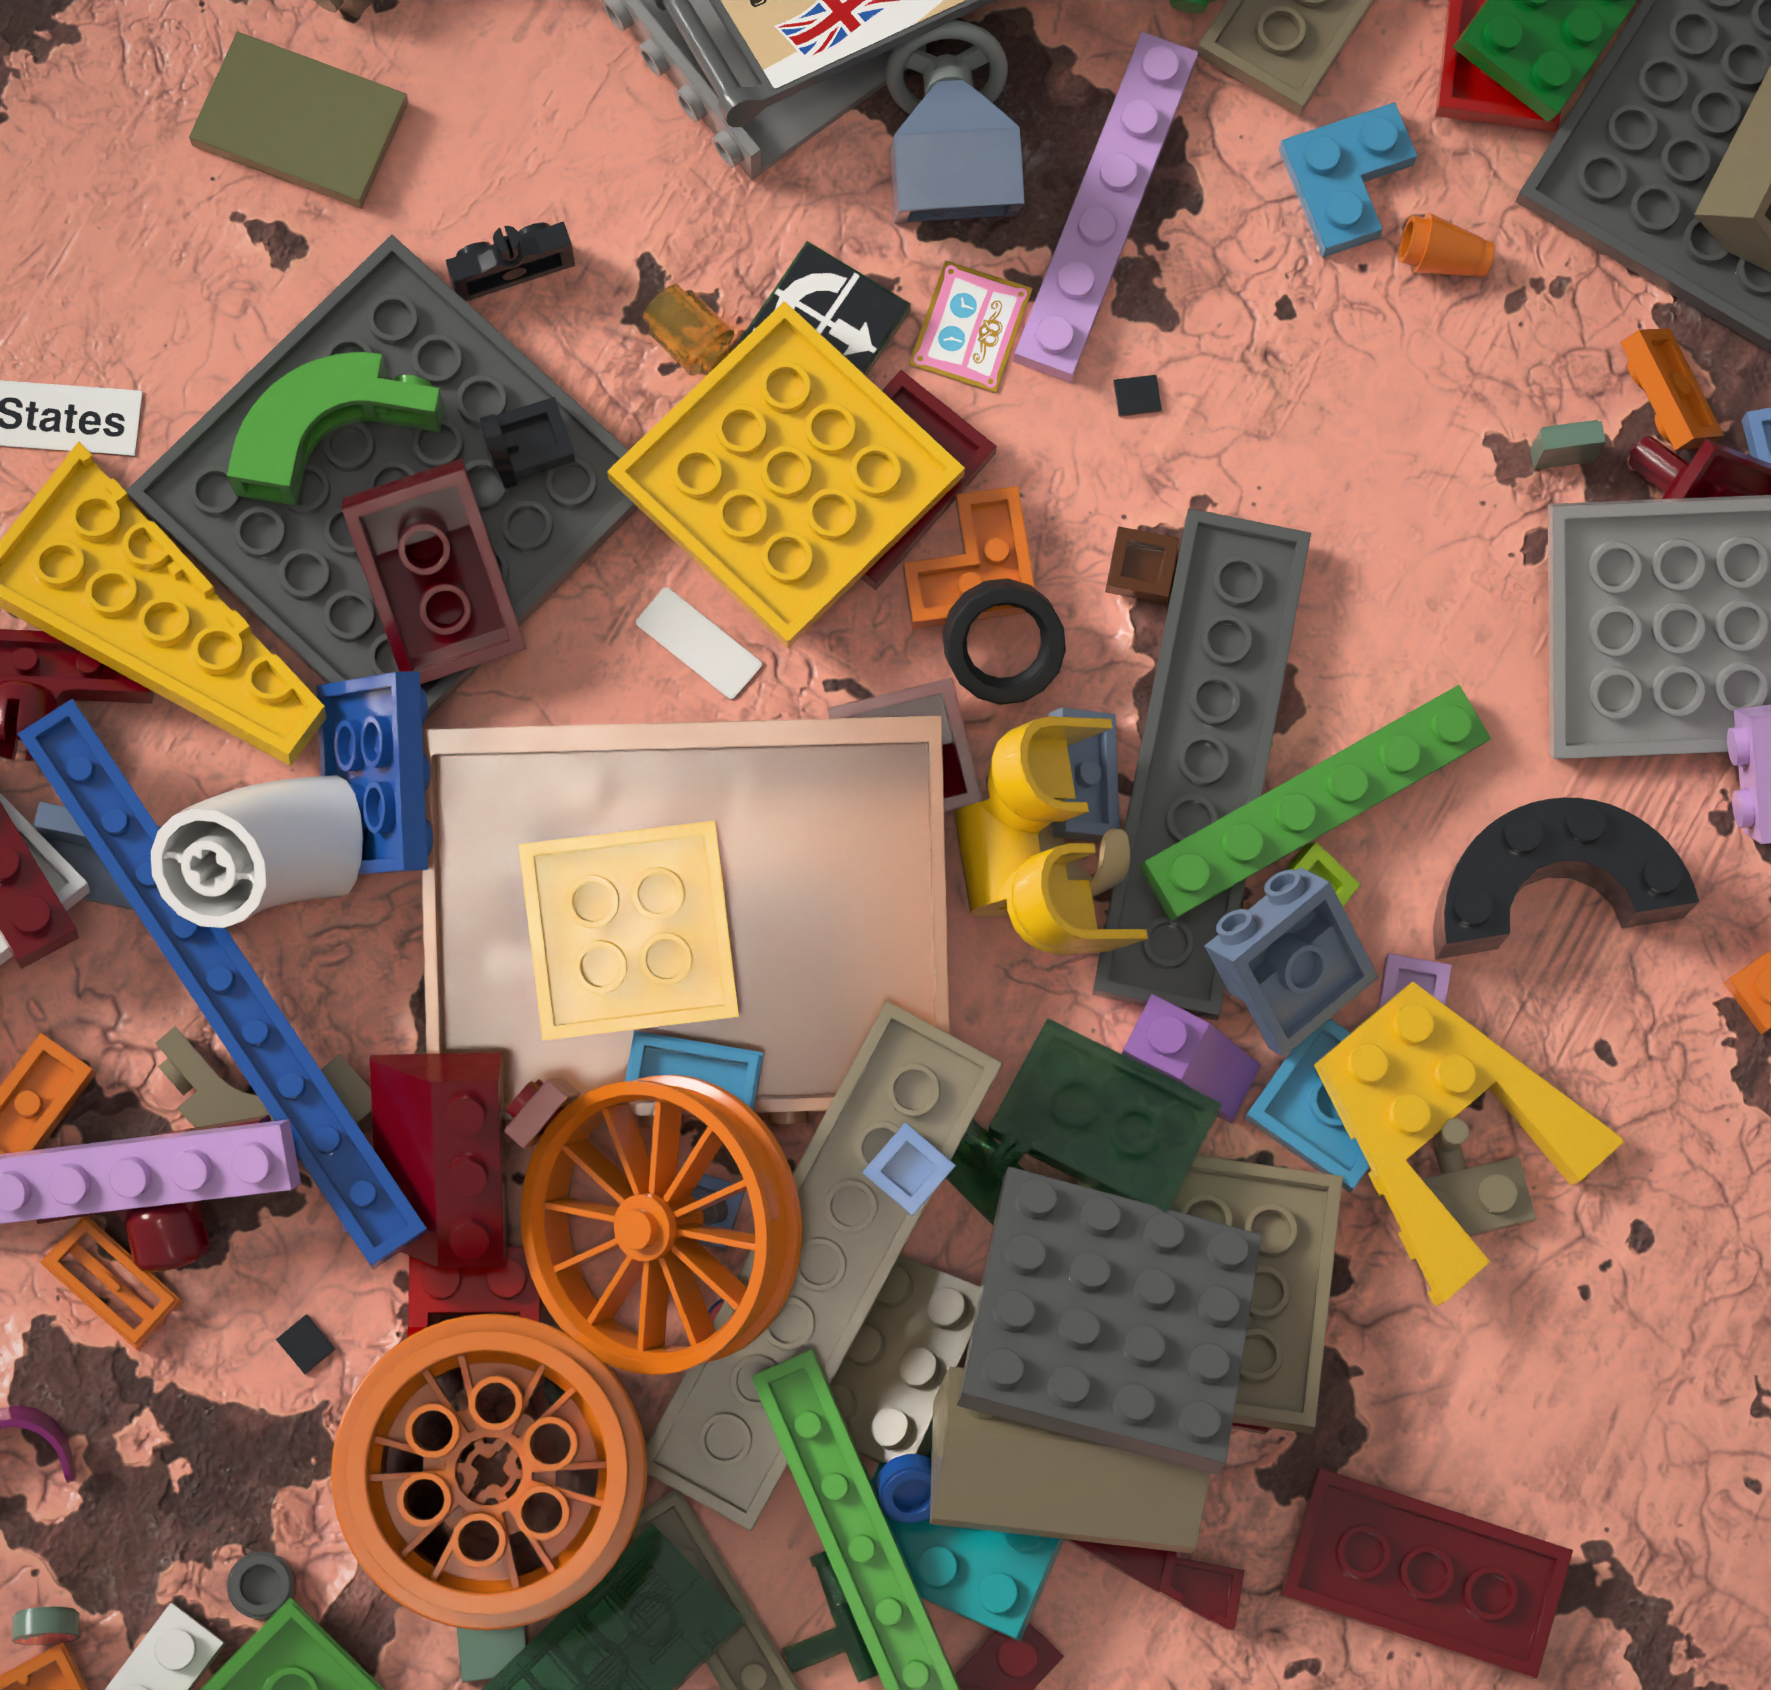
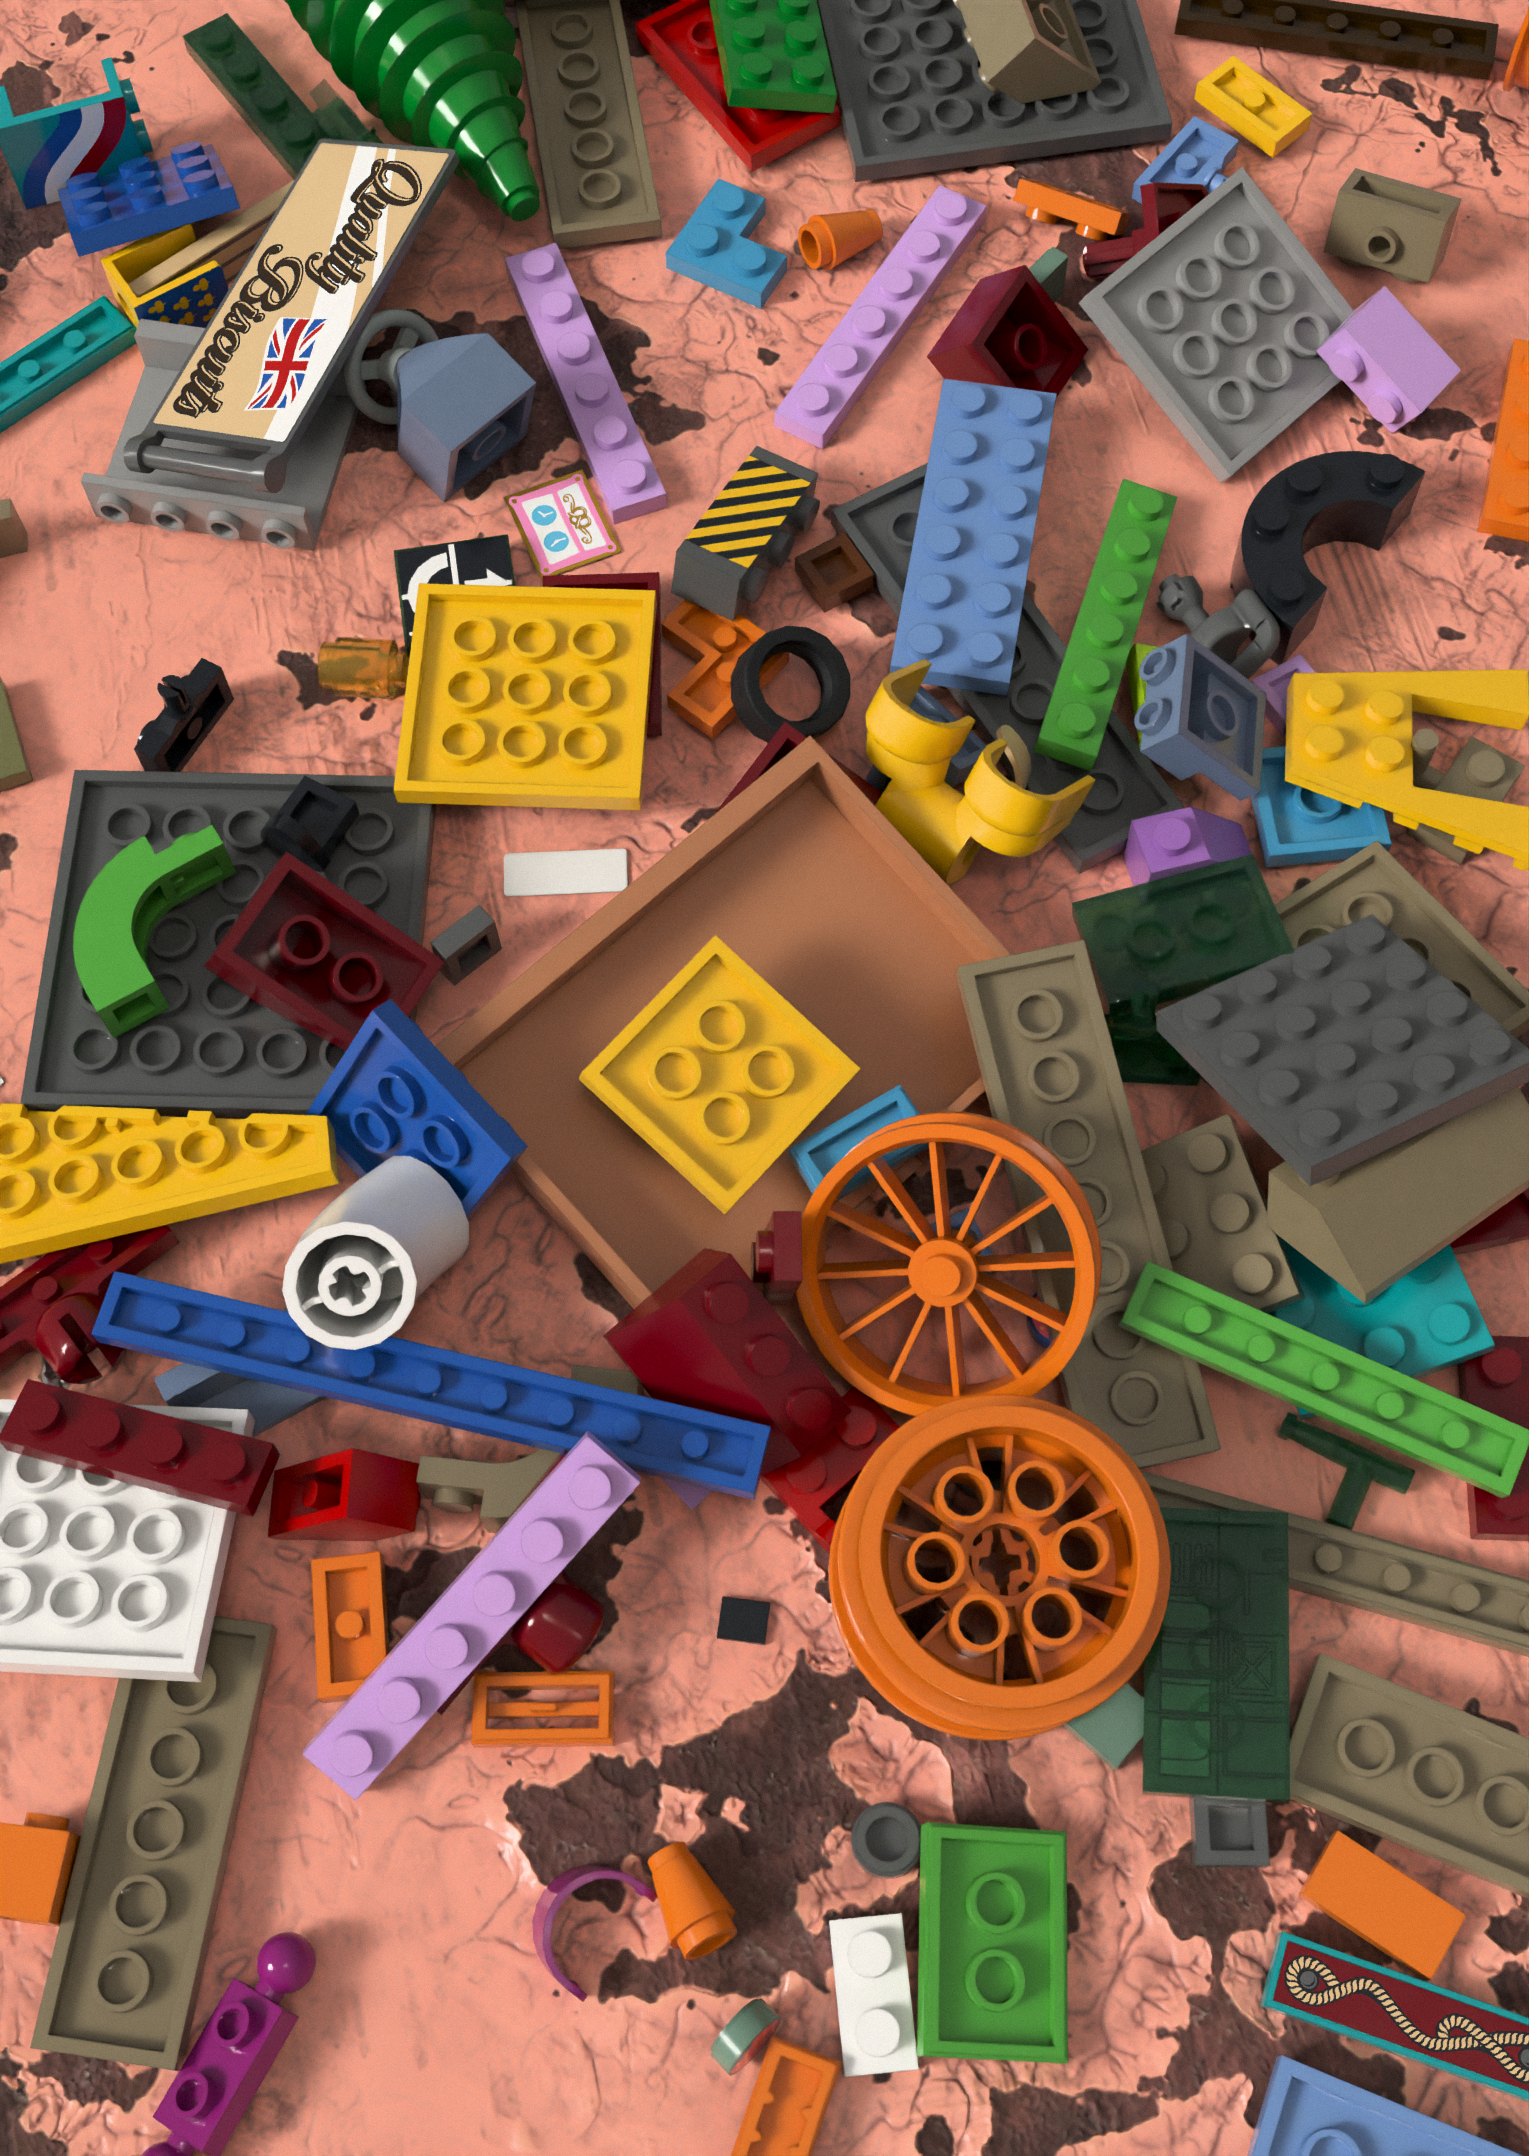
camera: 35 degrees left, 10 degrees down
(89, 1505) = (690, 1902): none -> orange cone
(102, 1008) = (345, 1498): none -> red slope
(560, 644) = (467, 944): none -> dark grey tile
(905, 1488) = (1314, 1302): blue tile -> none
(909, 1169) = (1090, 1070): medium blue tile -> none
(1094, 473) = (745, 534): none -> brick
(1137, 395) = (716, 477): black window -> none
(1279, 633) = (974, 535): none -> medium blue plate
(1394, 894) = (1225, 629): none -> dark grey piece
(1414, 353) = (879, 317): none -> lavender plate
(1480, 481) = (1009, 337): none -> dark red slope

